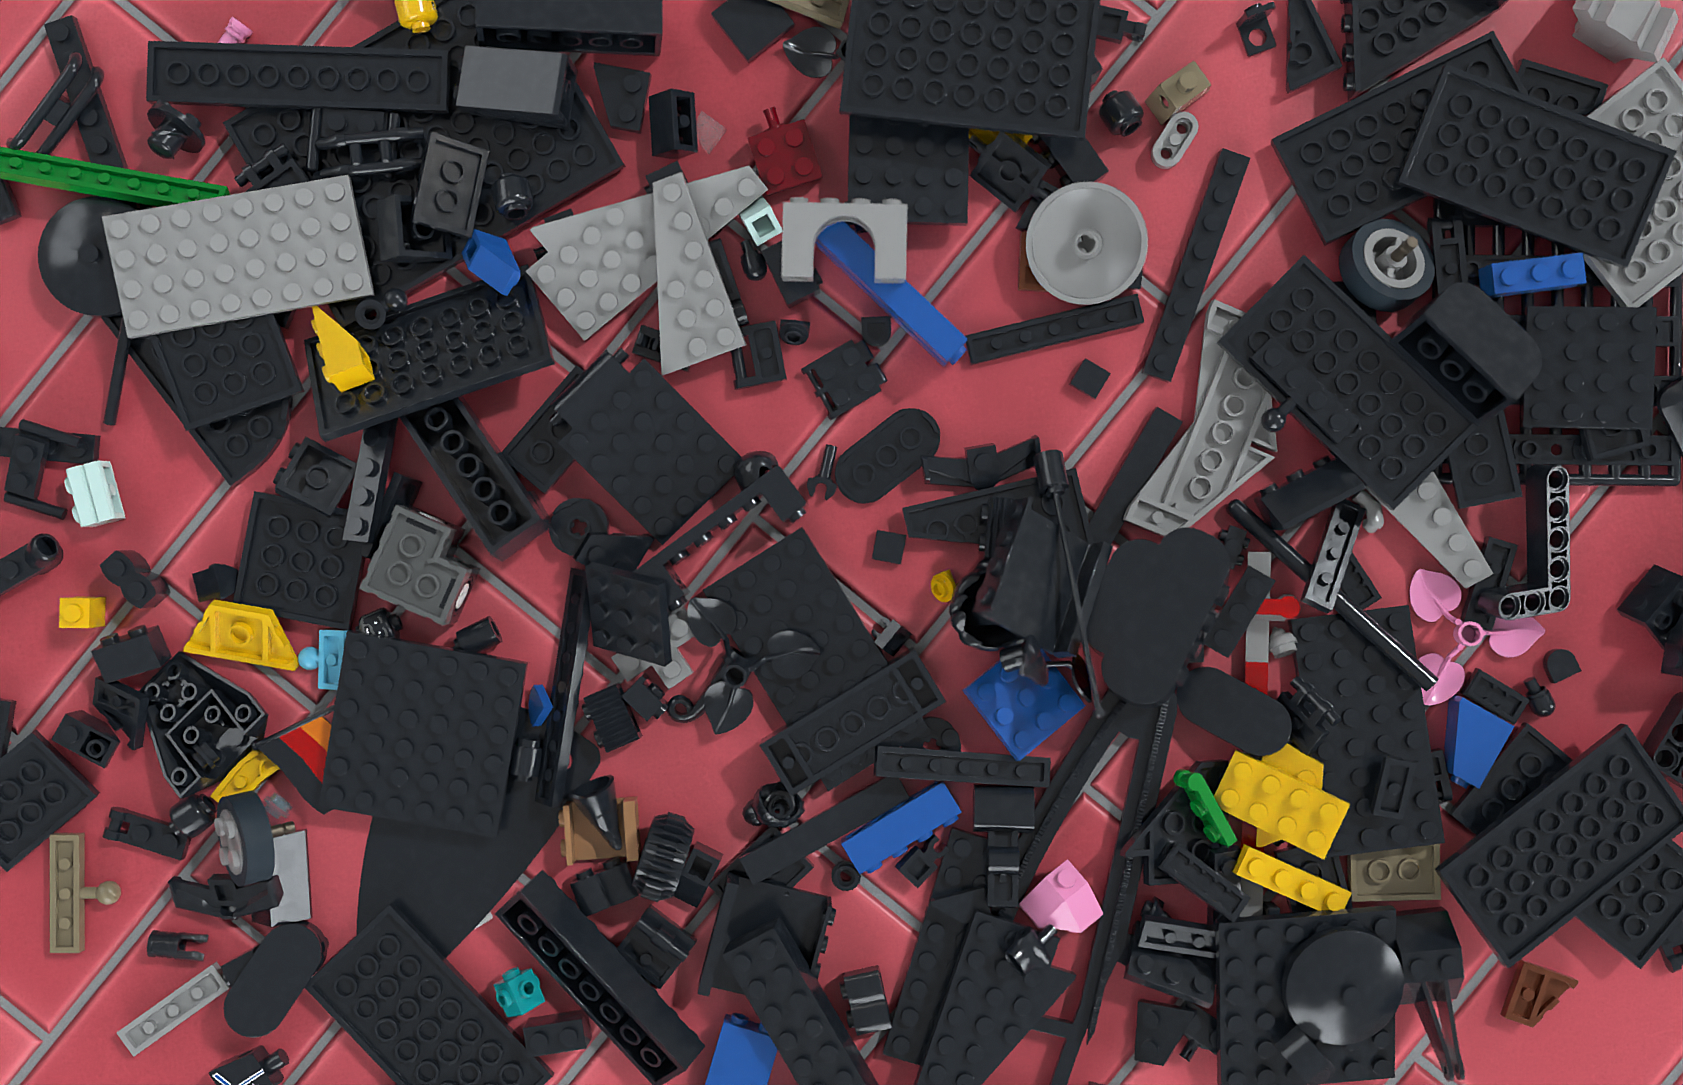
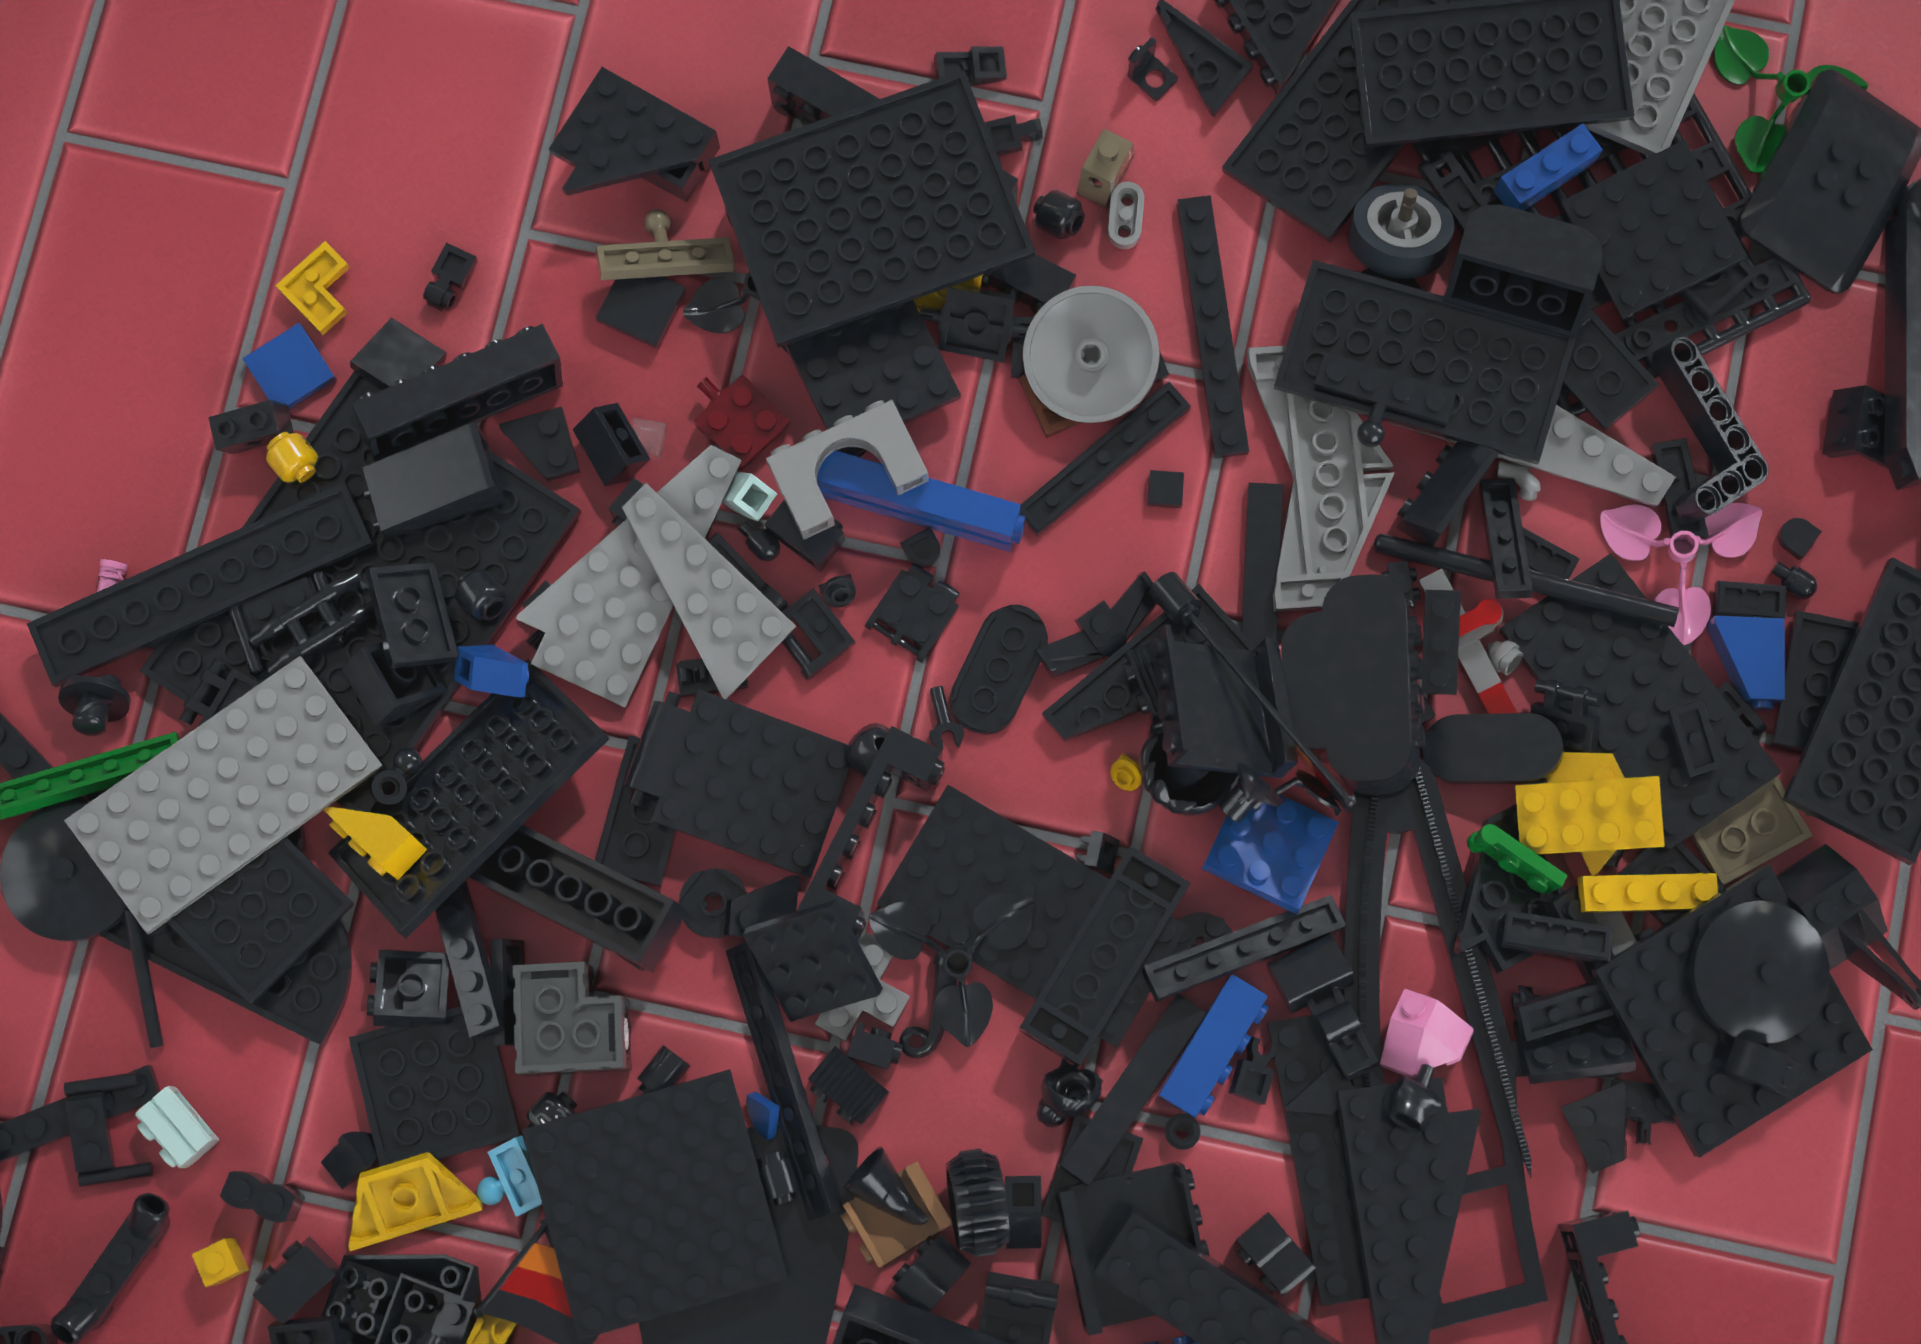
camera: 25 degrees left, 10 degrees down
(889, 547) = (1049, 761): black tile -> none

